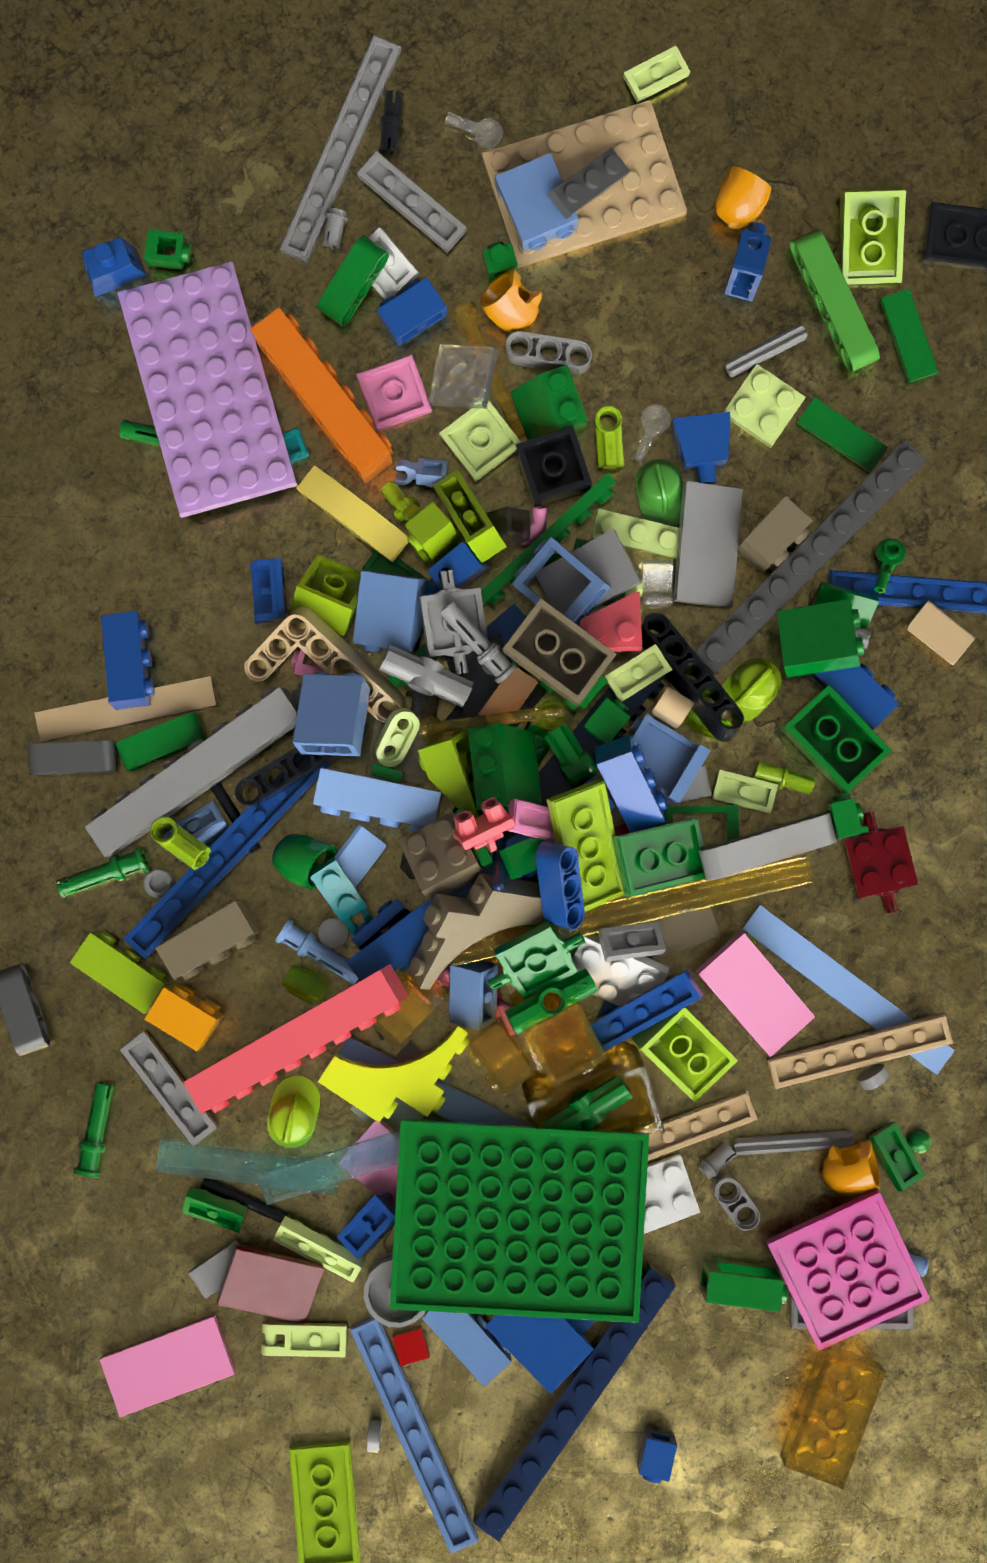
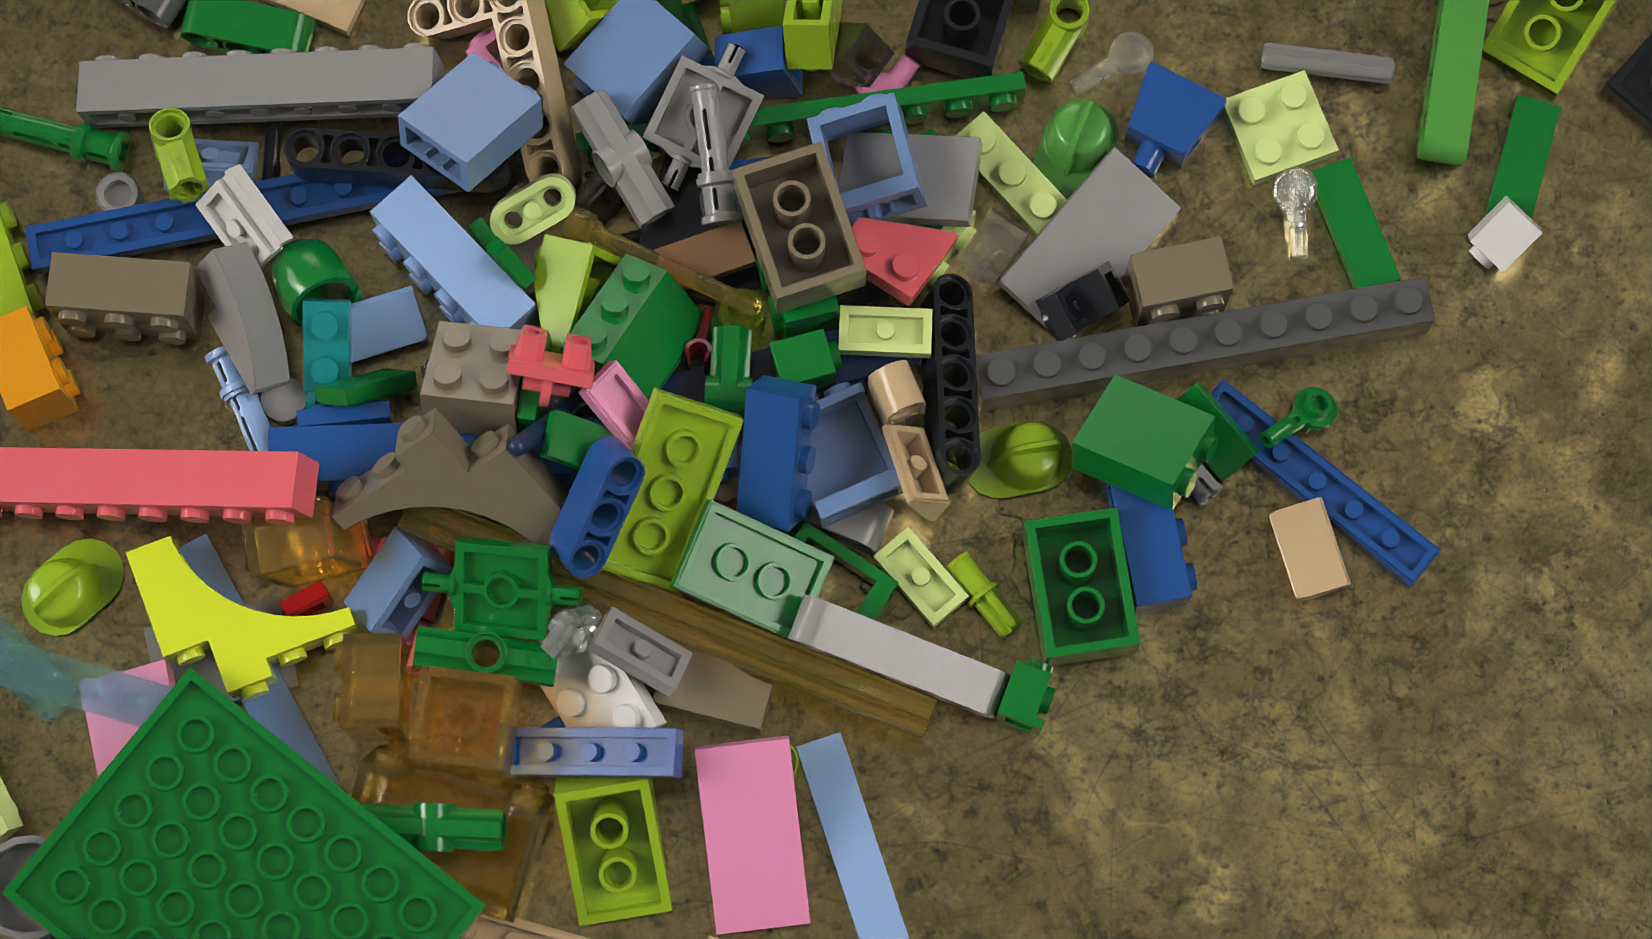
camera: 30 degrees right, 10 degrees down
(244, 854) = (243, 215): none -> white plate
(283, 905) = (245, 316): none -> light grey slope
(305, 984) = (201, 428): clear neon green brick -> none
(369, 1225) = (52, 786): blue hinge -> none
(376, 898) = (366, 387): none -> green tile
(410, 779) = (510, 262): none -> green tile
(428, 1034) = (308, 601): none -> red tile
(542, 749) = (700, 347): none -> dark red hand
(587, 957) = (570, 630): none -> clear plate
(711, 740) = (916, 470): none -> tan slope
(729, 582) = (1082, 301): none -> black brick
(799, 438) = (1295, 193): none -> clear plate
(880, 862) = (1033, 786): dark red plate -> none
(929, 385) = (1503, 235): none -> white brick

